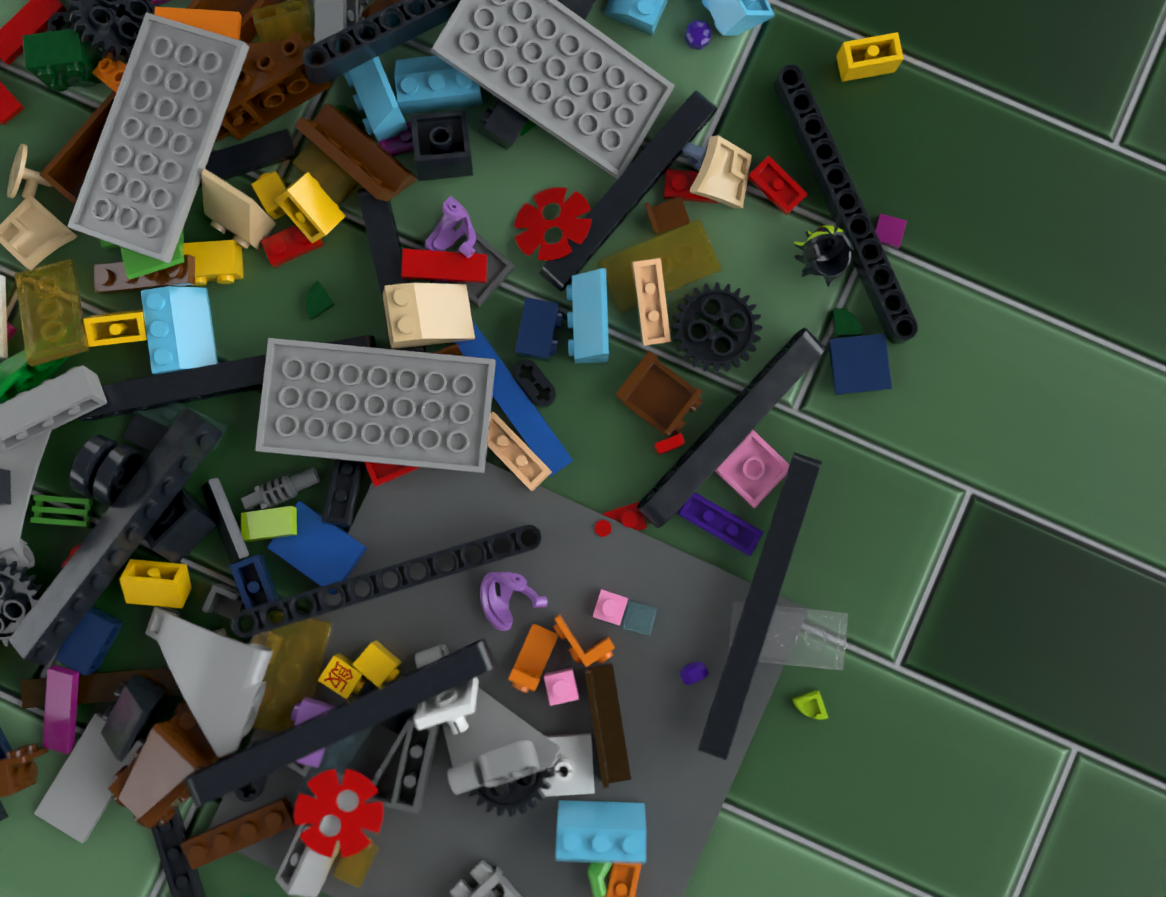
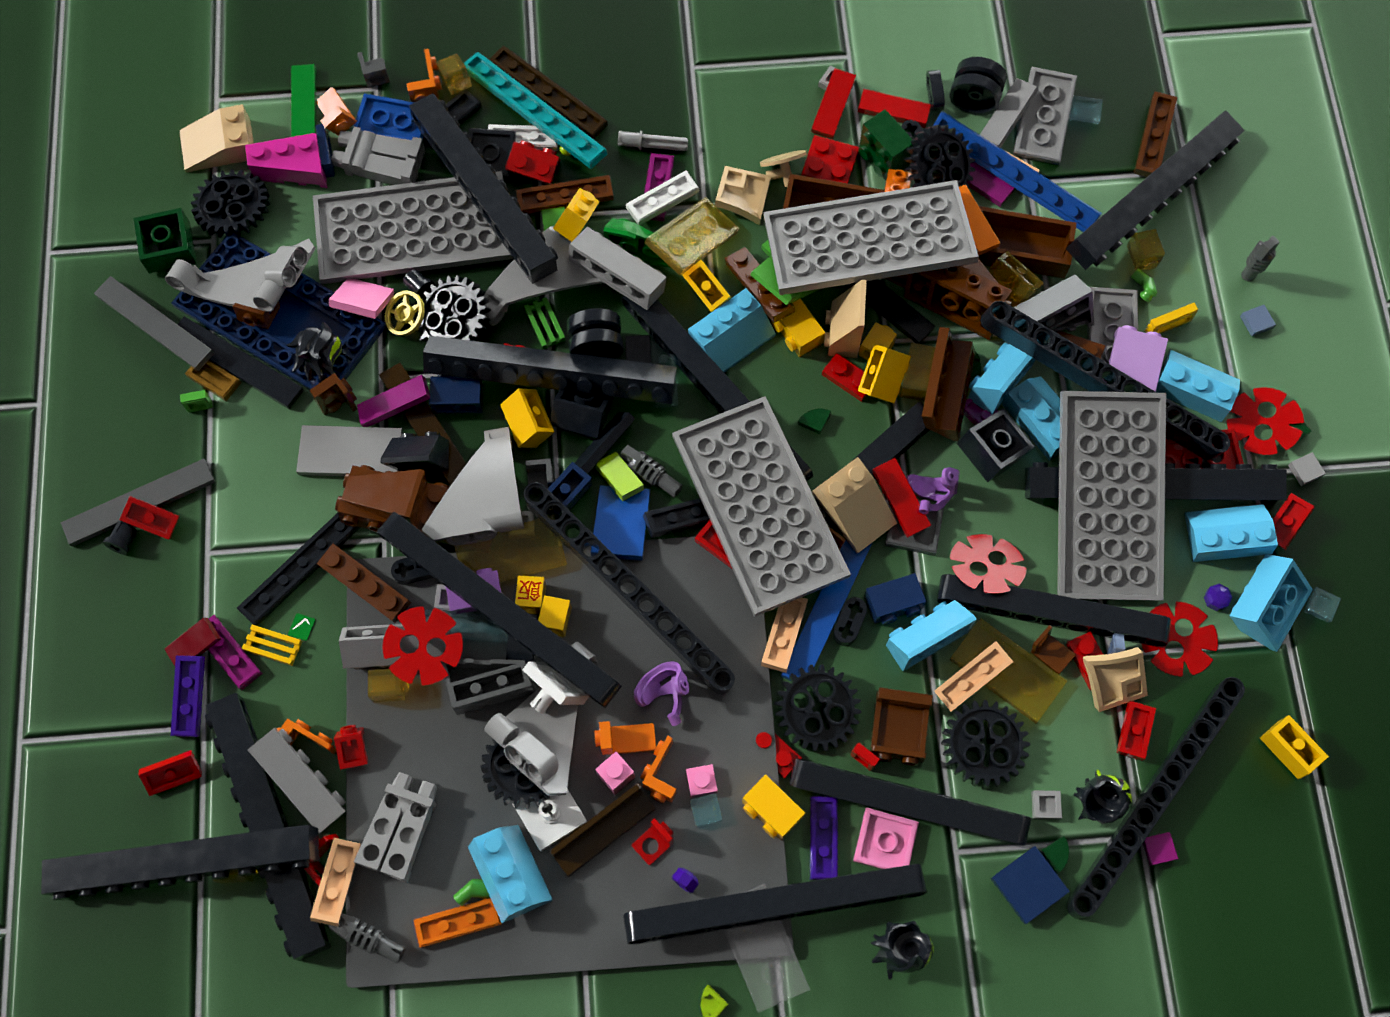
camera: 60 degrees right, 15 degrees down
(47, 125) = (830, 160): none -> red plate
(599, 486) = (839, 697): none -> black gear
(639, 671) = (659, 832): none -> red bracket
(671, 557) = (772, 808): none -> yellow brick
(725, 74) = (1199, 639): none -> red piece
(798, 306) = (1046, 805): none -> light grey tile
(859, 511) = (903, 948): none -> black hair

